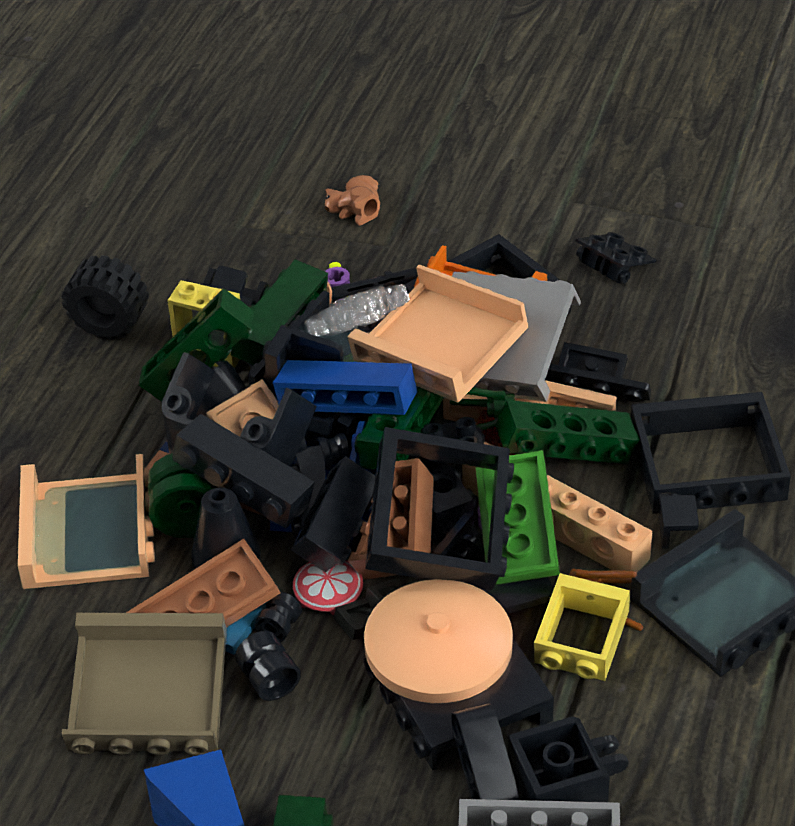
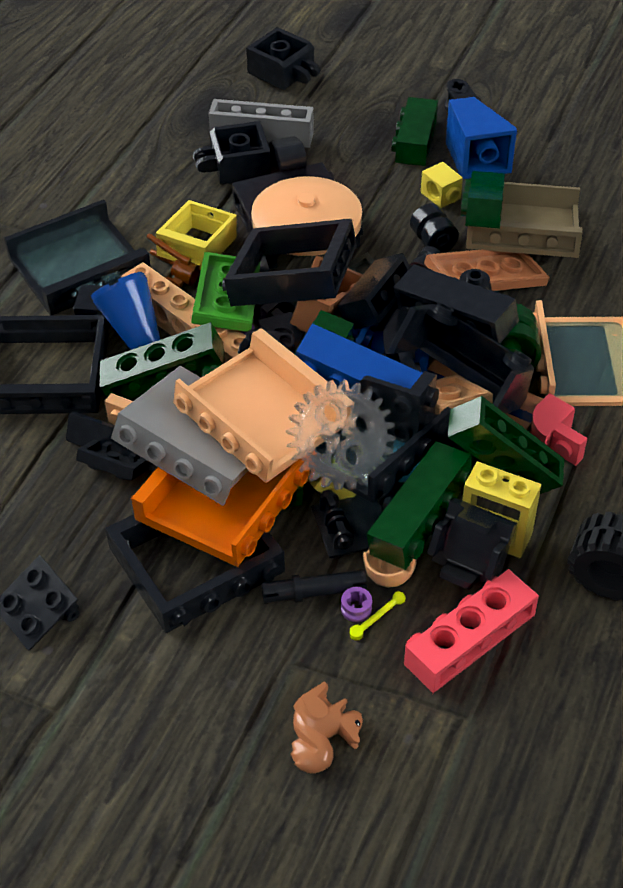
camera: 175 degrees left, 5 degrees up
(140, 429) = (552, 426): none -> coral brick
(198, 655) = (483, 199): none -> dark green brick
(252, 251) = (437, 666): none -> coral brick
(257, 751) = (441, 184): none -> light yellow brick
(631, 486) = (129, 309): none -> blue cone

